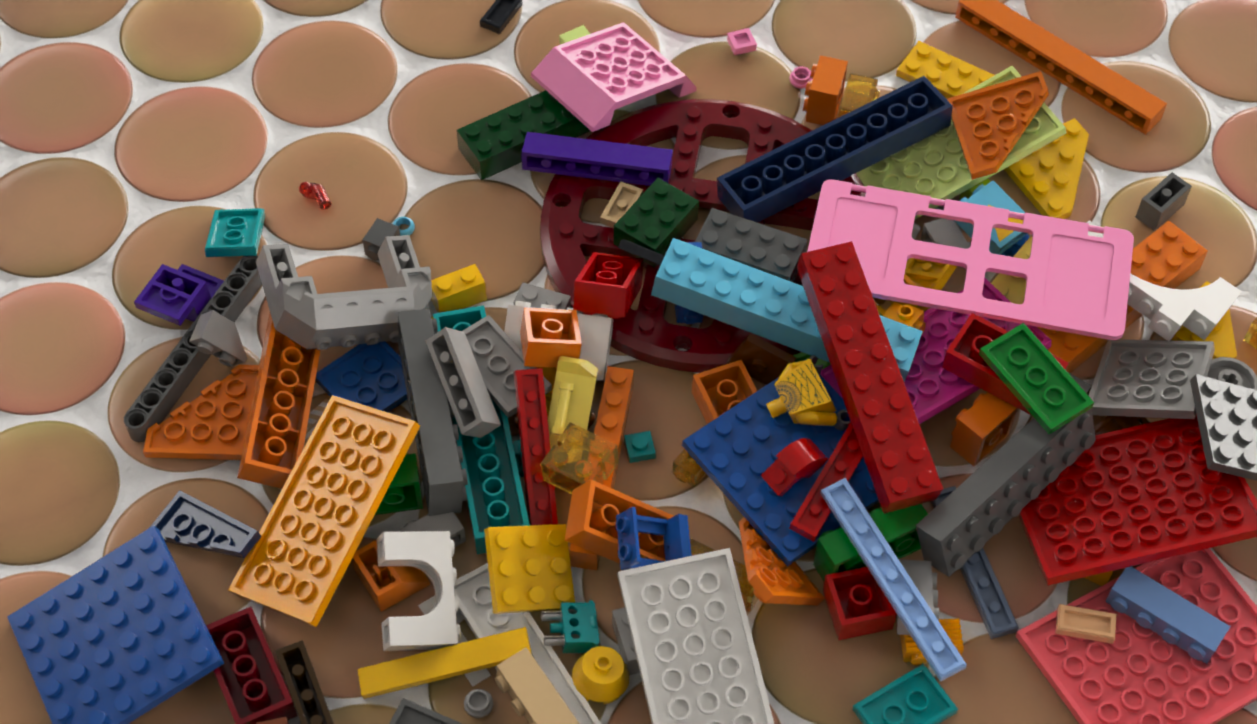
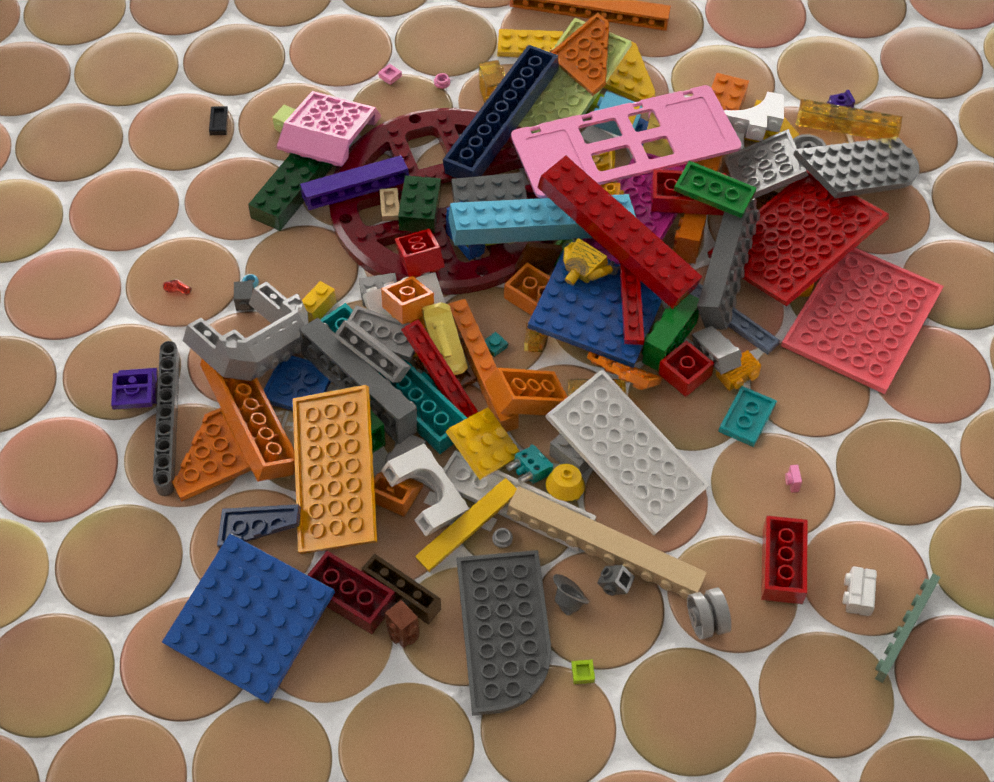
camera: 30 degrees left, 0 degrees up
(218, 337) = (183, 402): light grey slope -> none
(235, 232) = (141, 334): teal tile -> none
(578, 459) = (474, 364): clear yellow piece -> none
(642, 252) = (430, 224): black tile -> none
(674, 532) = (559, 379): blue panel -> none
(795, 461) = (605, 306): red brick -> none
(825, 90) = (466, 81): orange brick -> none
(893, 580) = (704, 341): light blue tile -> none
(1086, 623) = (816, 319): light nougat tile -> none
(1163, 201) = (704, 63): dark grey brick -> none
(1167, 614) = (857, 291): medium blue brick -> none

